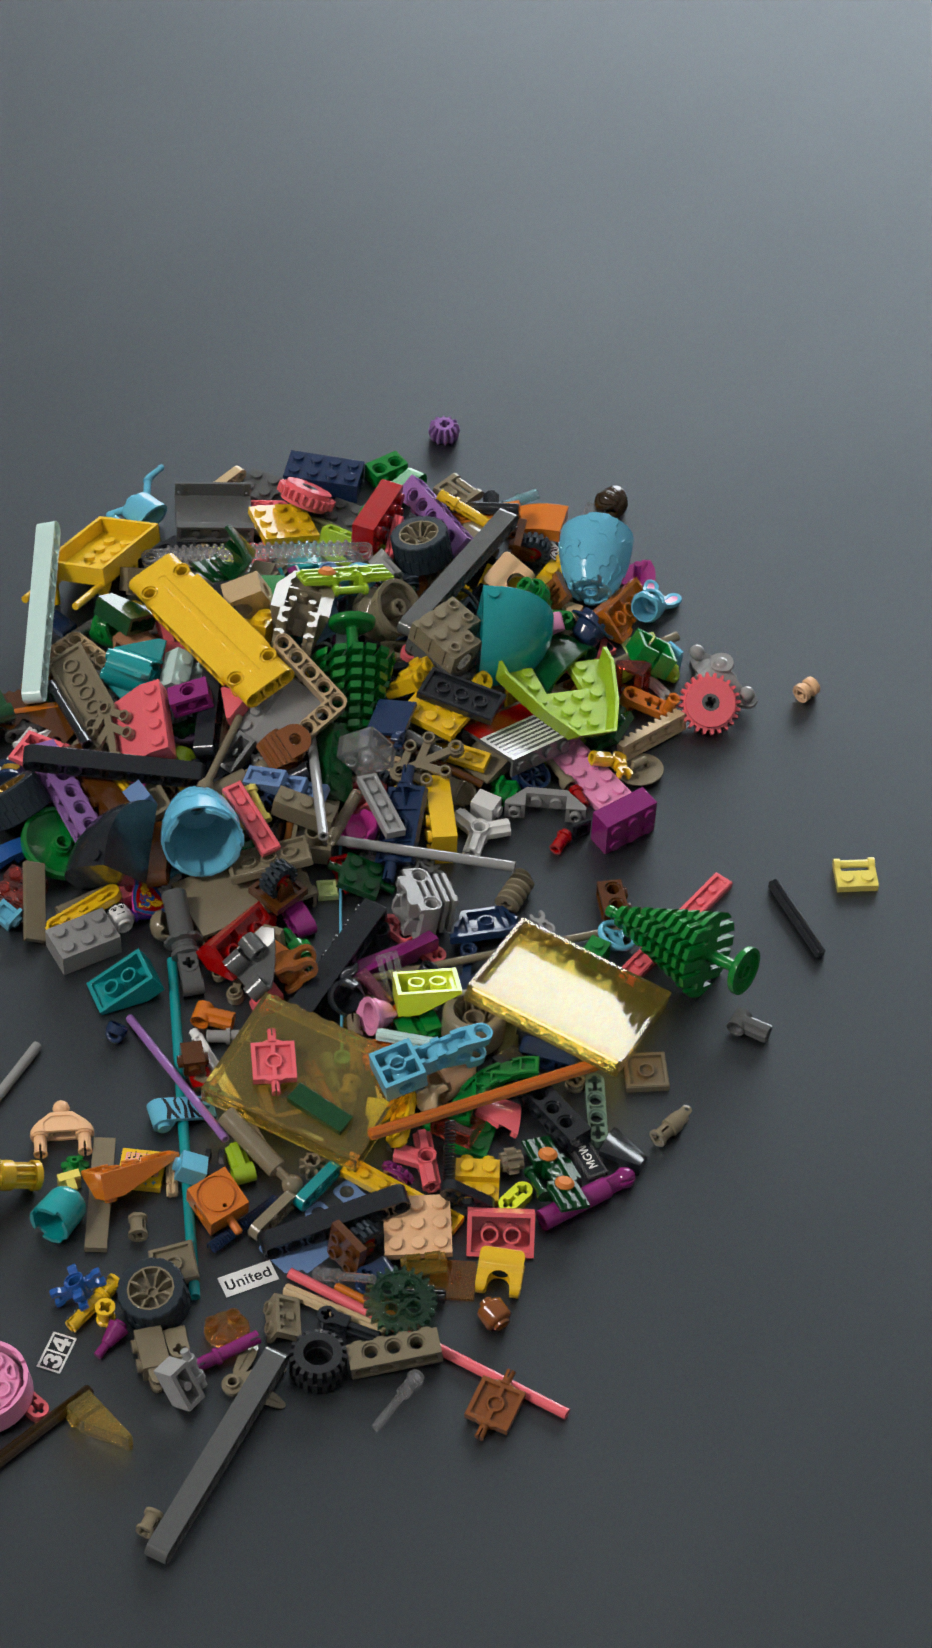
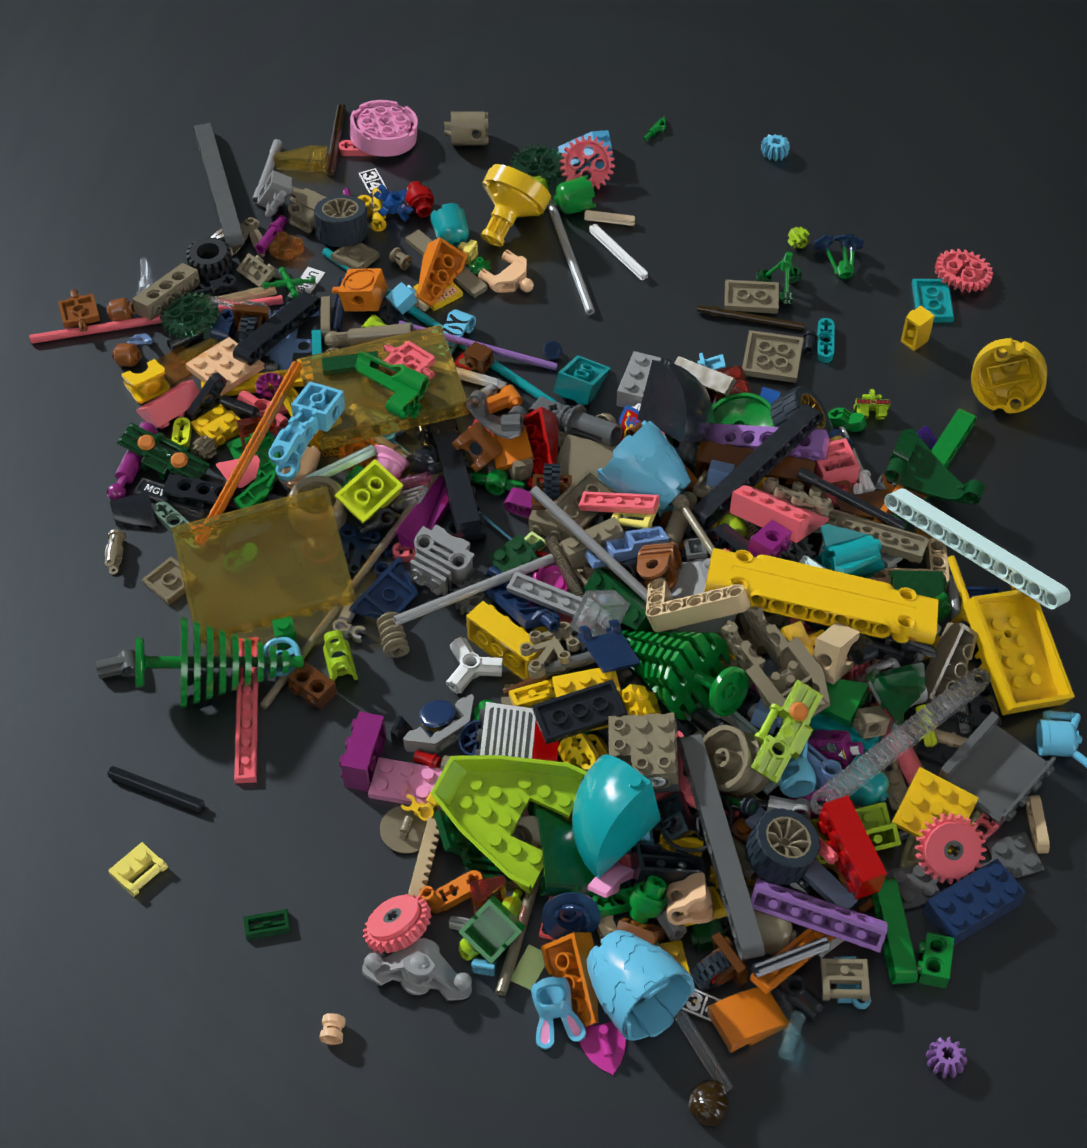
camera: 140 degrees right, 5 degrees up
(48, 1272) = (419, 198): none -> red piece
(116, 1462) = (275, 148): none -> light grey piece
(149, 1522) = (224, 141): dark tan bush -> none
(268, 1278) = (288, 282): none -> green piece
(310, 1023) = (406, 385): none -> green panel
(455, 1371) = (120, 309): none -> dark orange head
(456, 1325) = (146, 339): none -> medium blue piece
(457, 505) = (805, 935): yellow pin -> none
(486, 805) = (488, 689): white brick -> none
(541, 815) = (437, 715): none -> dark blue piece
(563, 837) = (403, 708): red pin -> none
(578, 897) = (338, 656): none -> lime piece
(791, 782) = (267, 928): none -> dark green tile

